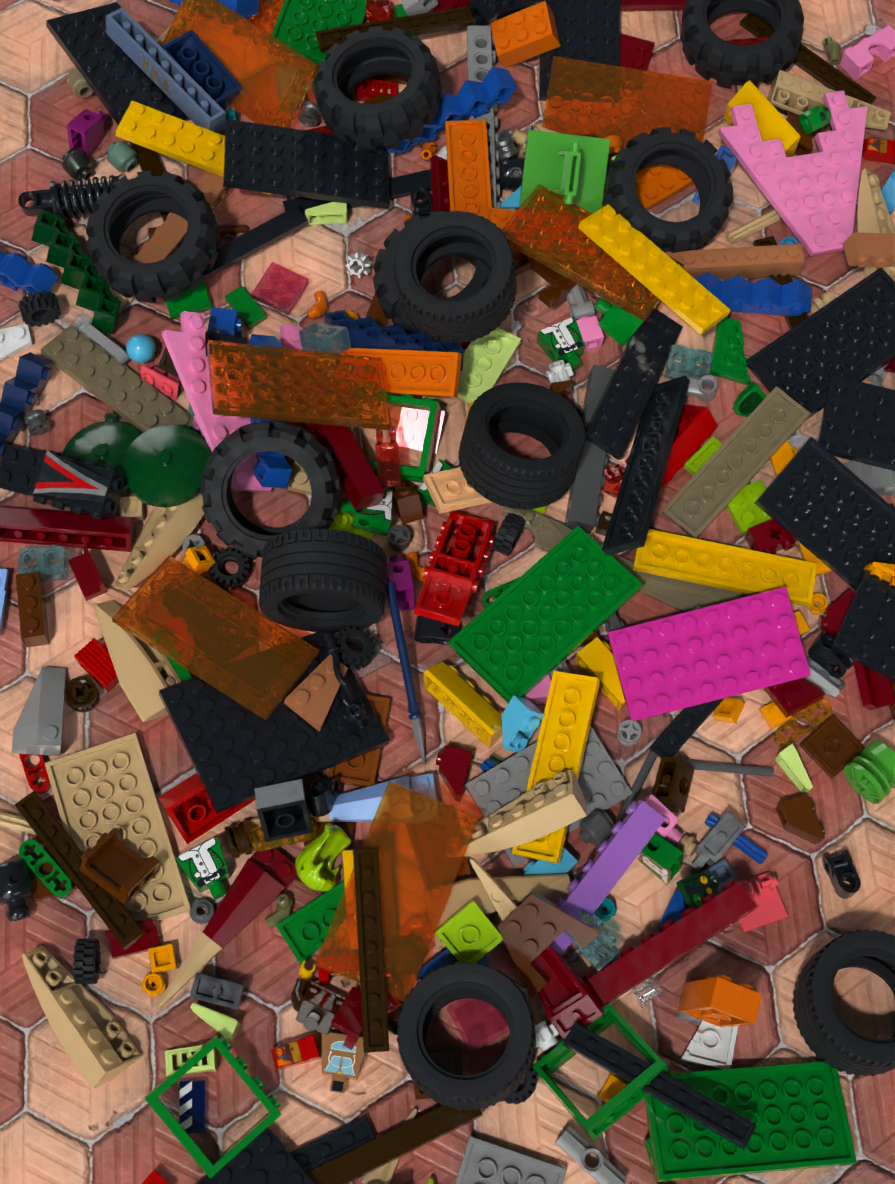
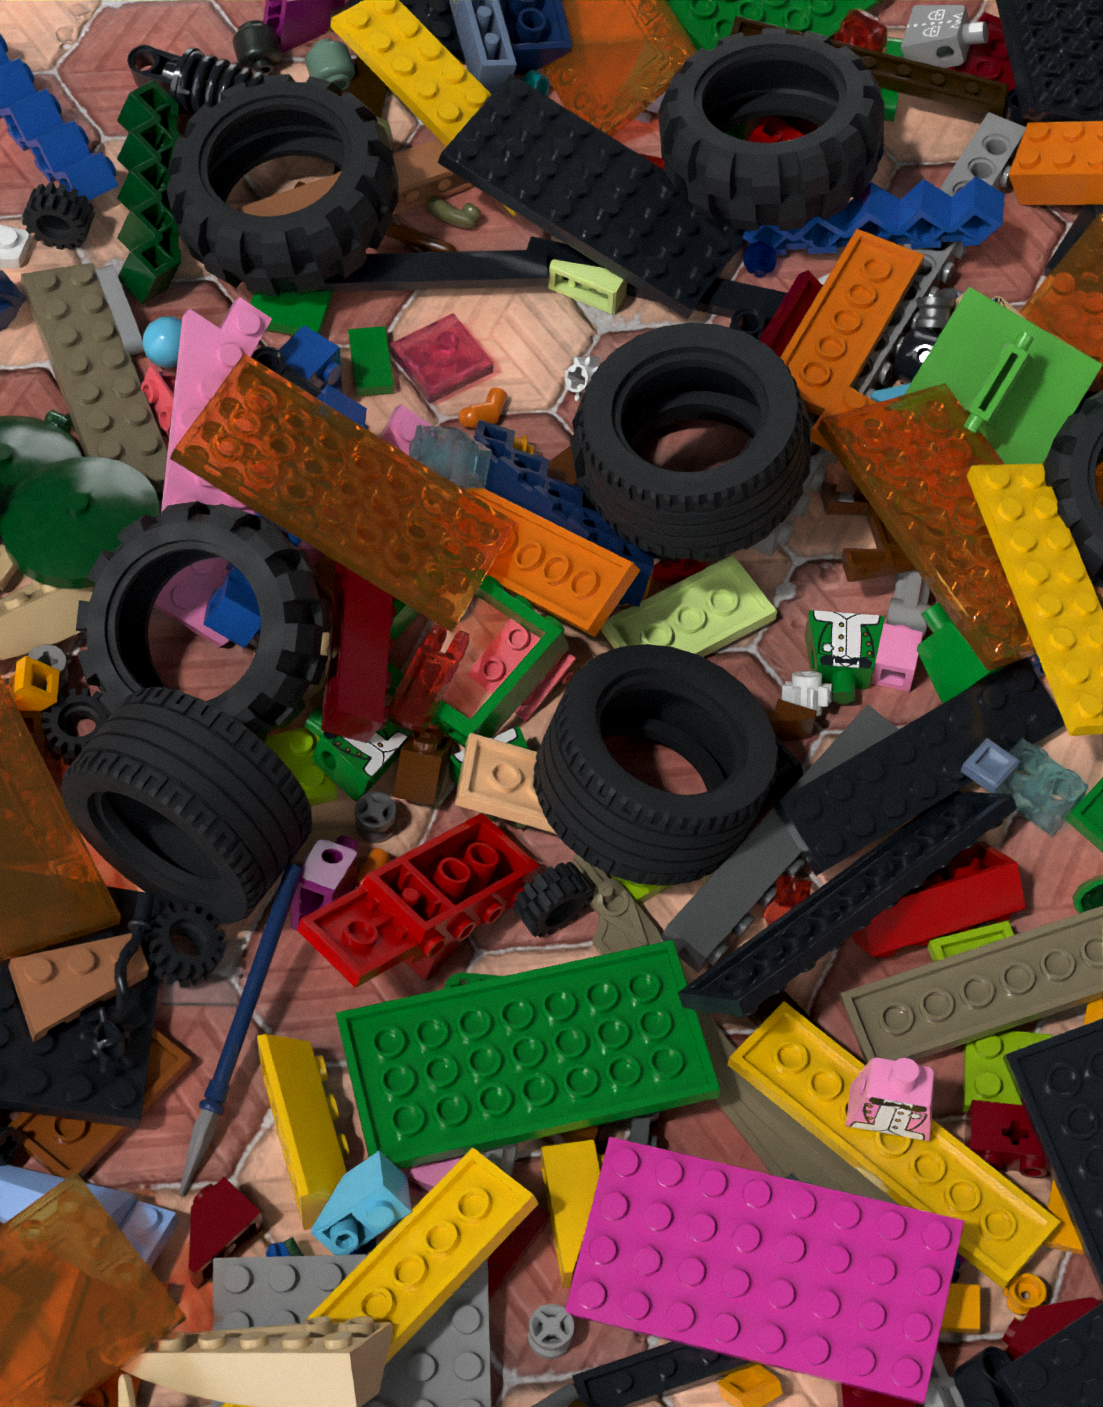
camera: 30 degrees right, 10 degrees down
(229, 208) = (448, 213): none -> olive arm
(309, 114) = (648, 134): flat silver wheel -> none
(401, 158) = (760, 259): none -> clear blue plate
(427, 149) = (811, 262): orange arm -> none
(432, 631) = (328, 990): black piece -> none
(666, 366) = (990, 766): none -> sand blue tile
(696, 387) = (1029, 825): light grey piece -> none
(723, 546) = (893, 1098): none -> bright pink torso

